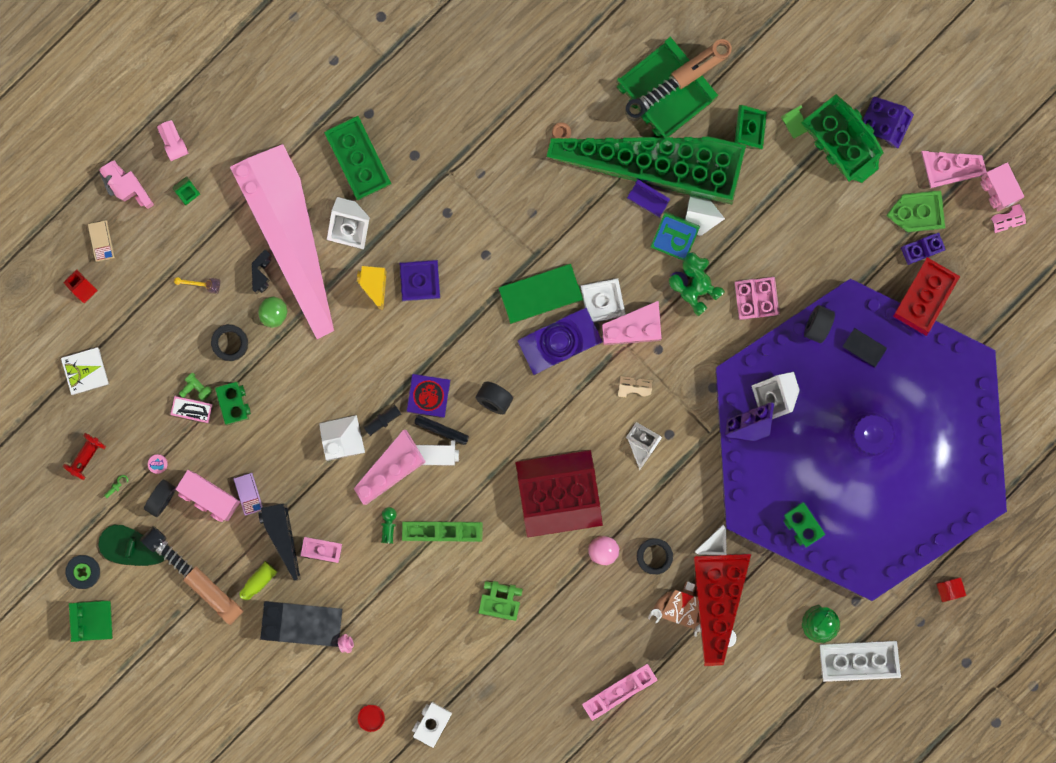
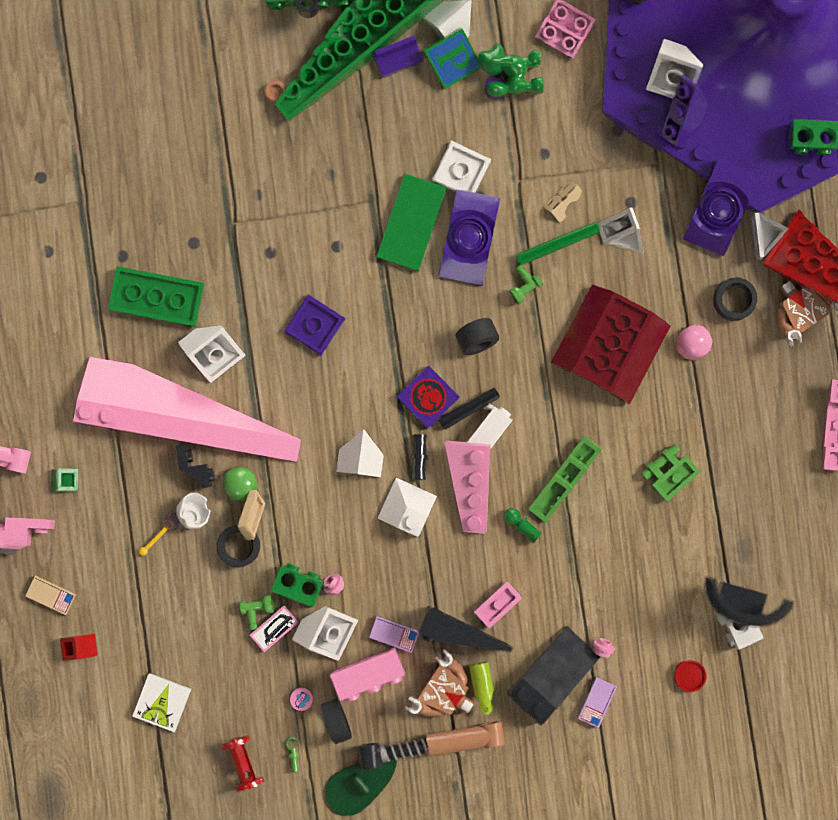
camera: 55 degrees left, 0 degrees up
(215, 446) = (325, 632): none -> white slope
(229, 294) = (193, 511): none -> white hair
(234, 556) = (443, 690): none -> nougat torso
(251, 427) = (333, 584): none -> bright pink plate
(256, 335) = (251, 515): none -> tan tile
(305, 667) = (597, 702): none -> lavender tile
(352, 380) = (360, 456): none -> white slope
(373, 283) = (285, 369): yellow slope -> none
(442, 713) = (743, 604): none -> black piece
(560, 407) = (530, 284): none -> bright green piece
(601, 405) = (557, 243): none -> green axle
(634, 327) = (509, 157): bright pink wedge -> none
(710, 498) = (721, 206): none -> dark purple slope

